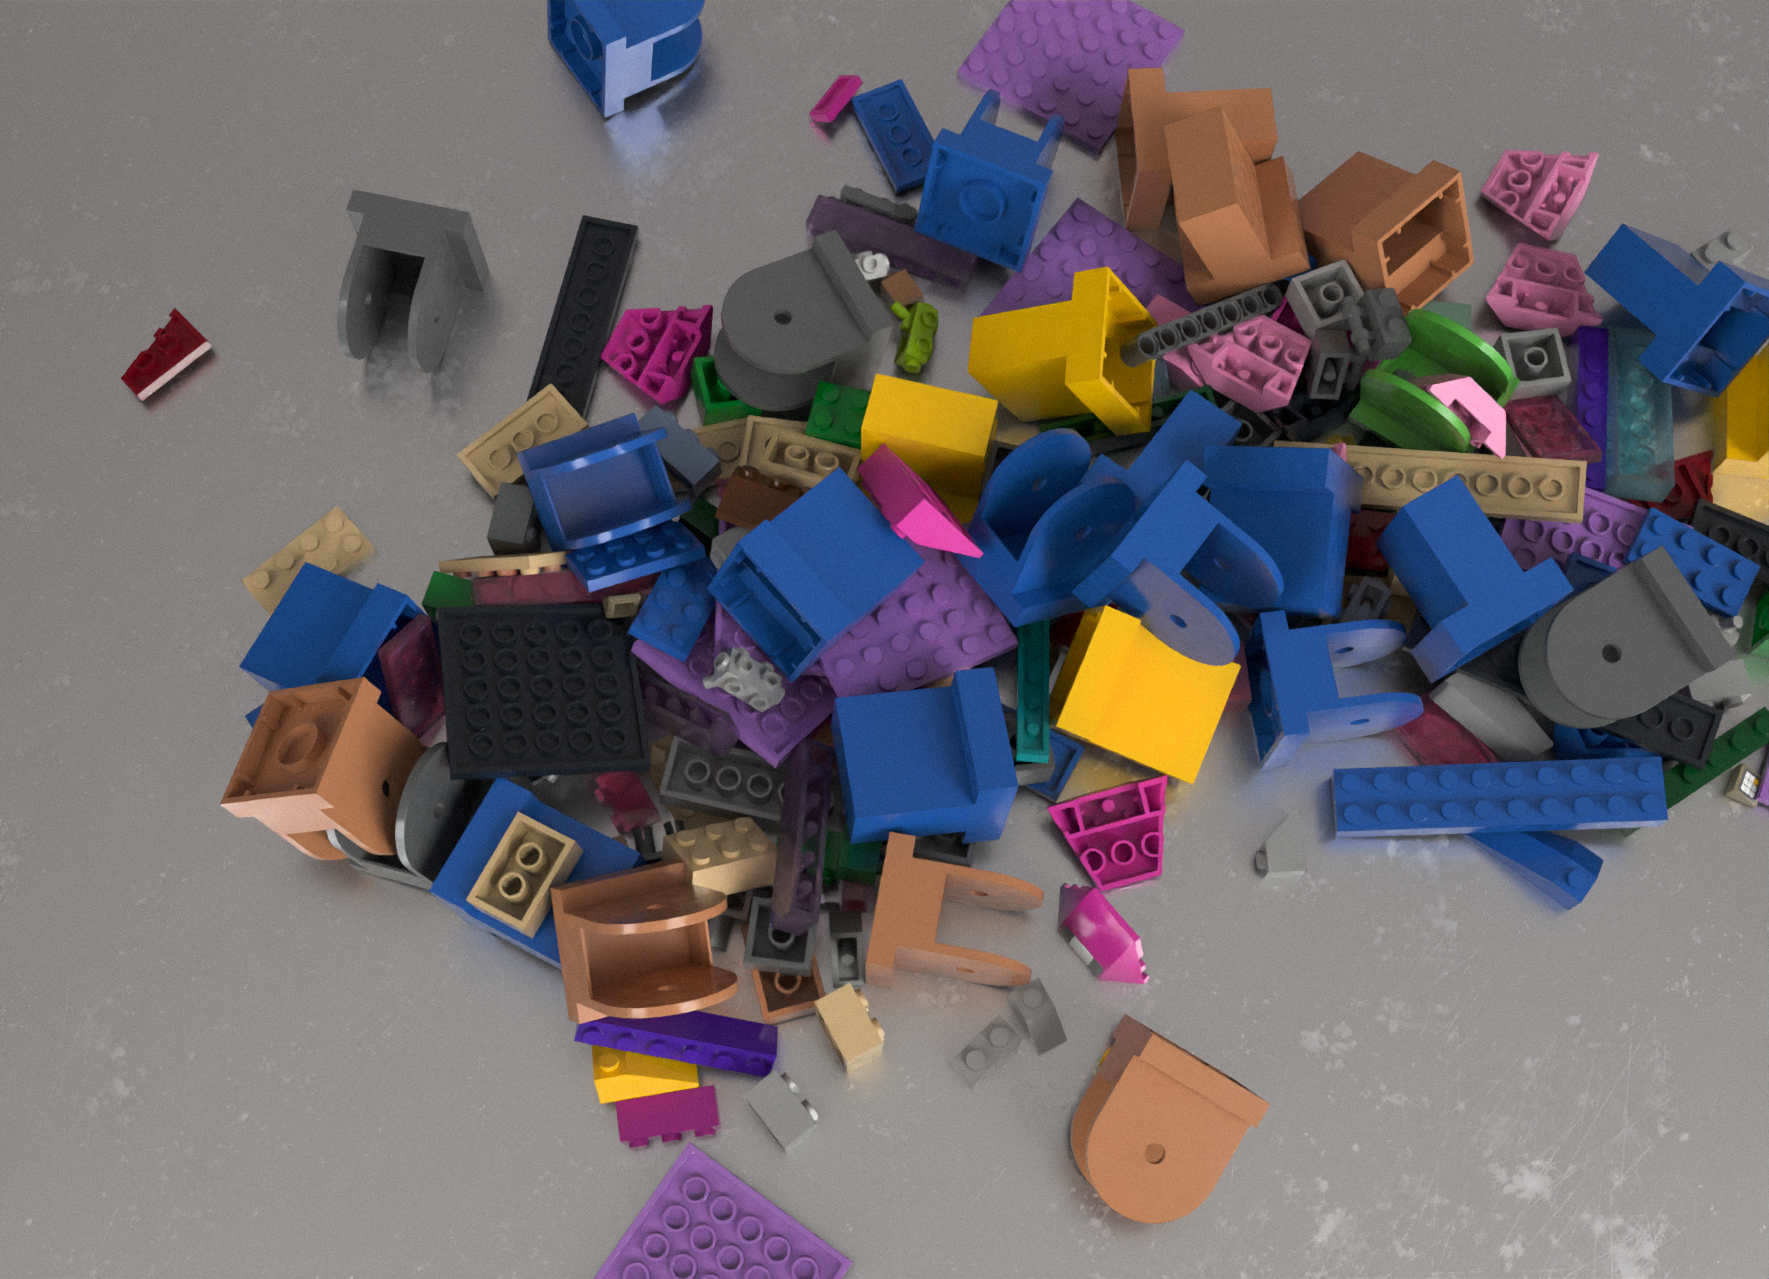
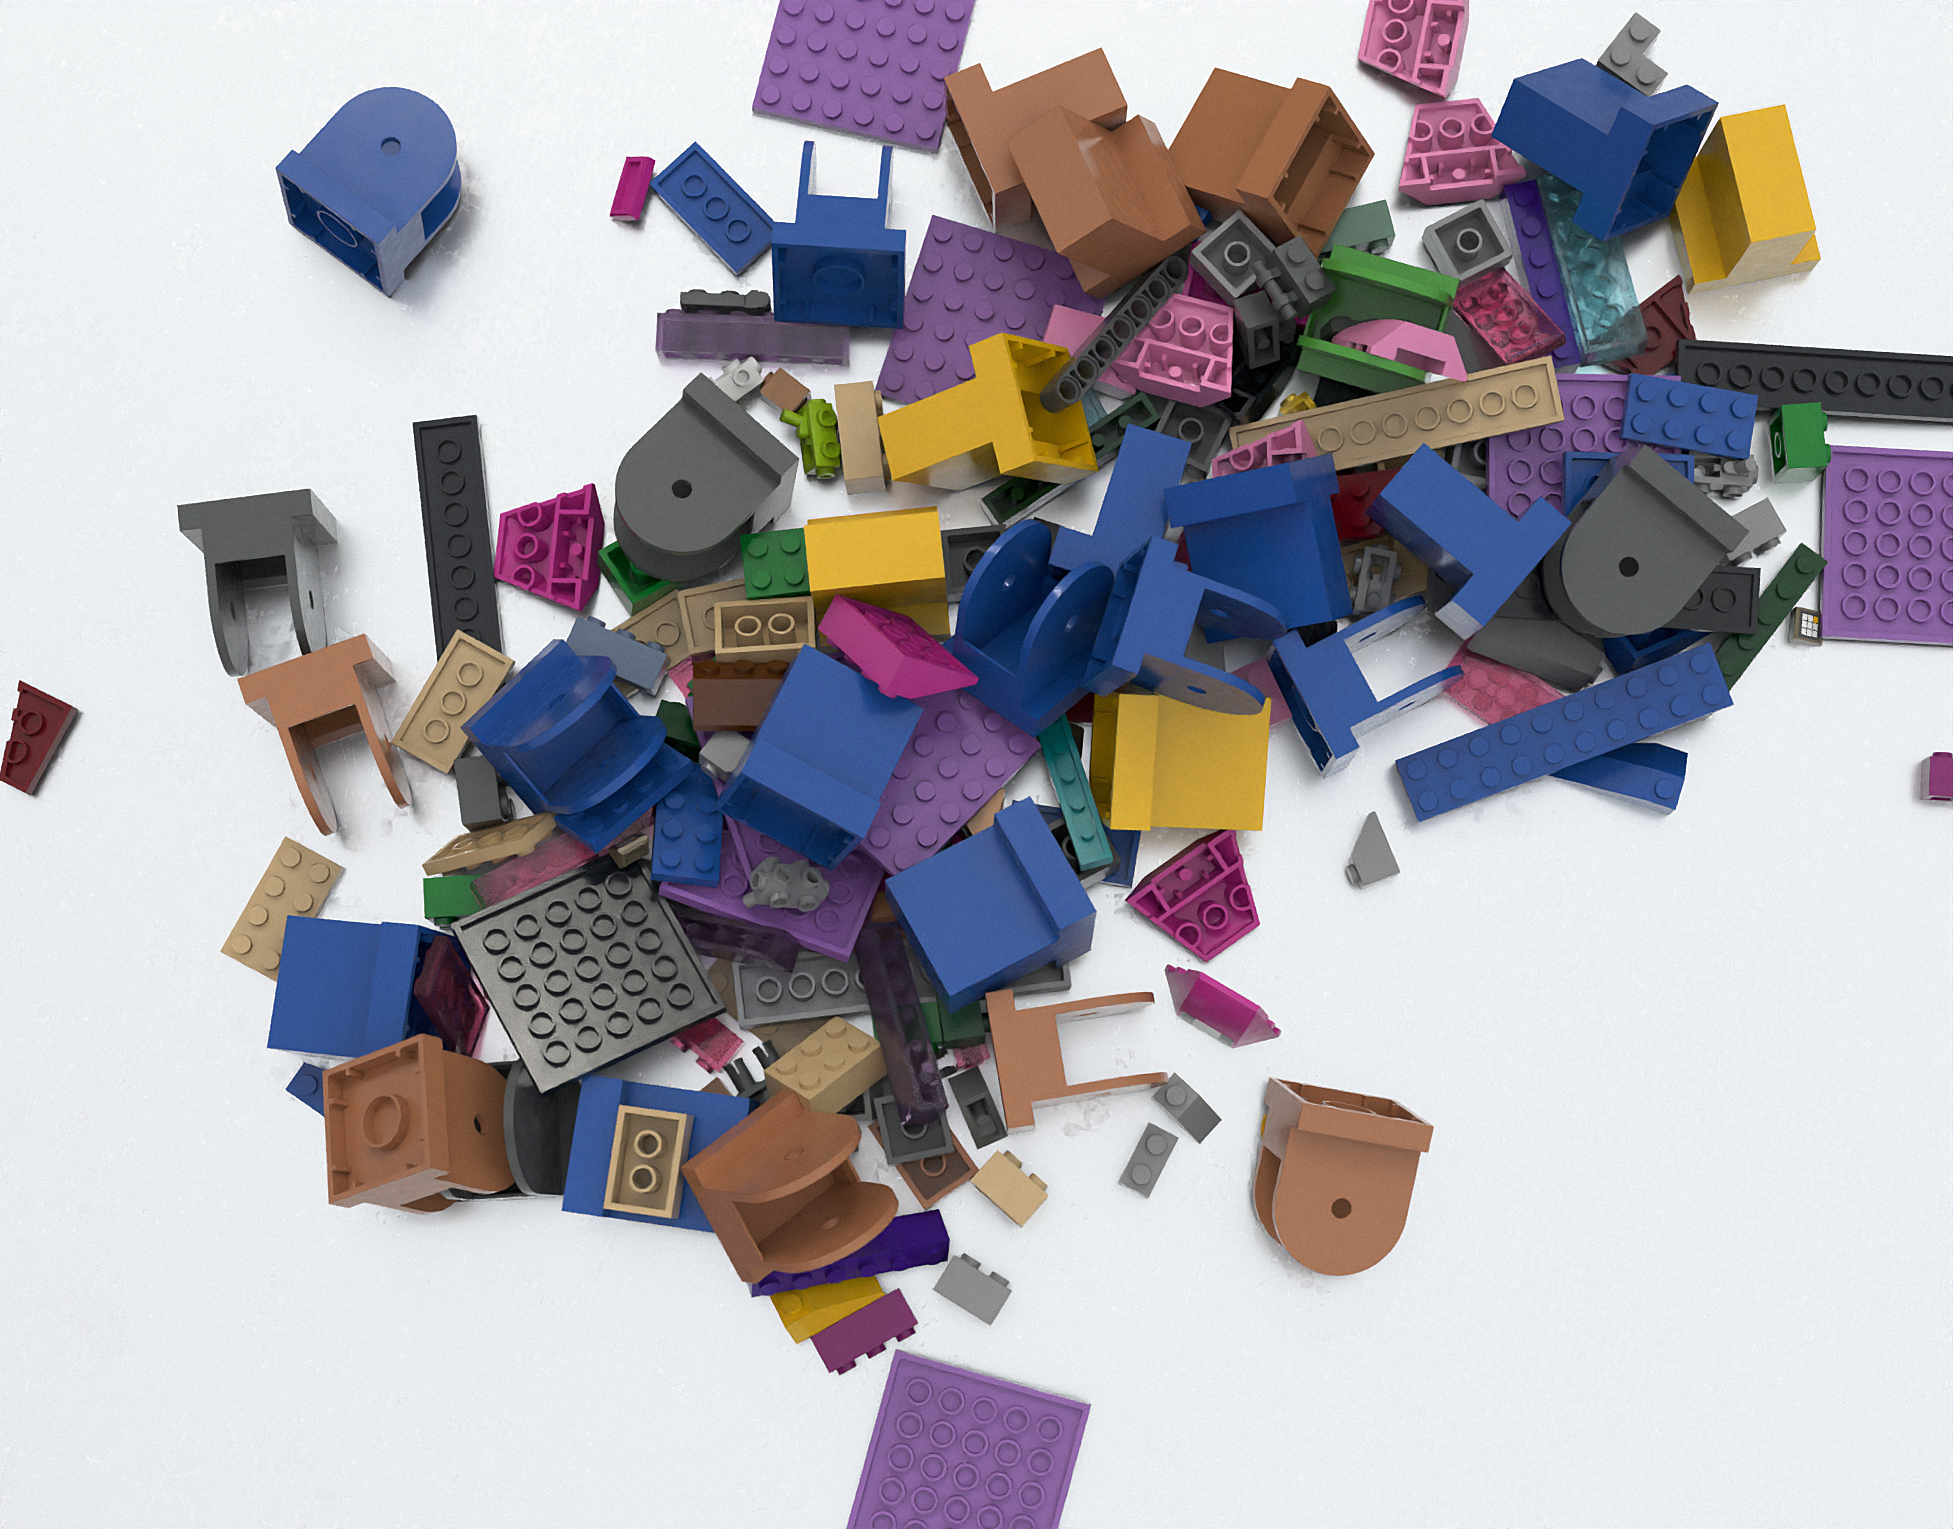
camera: 15 degrees left, 10 degrees up
(411, 398) = (323, 701): none -> nougat piece
(951, 342) = (861, 437): none -> tan brick

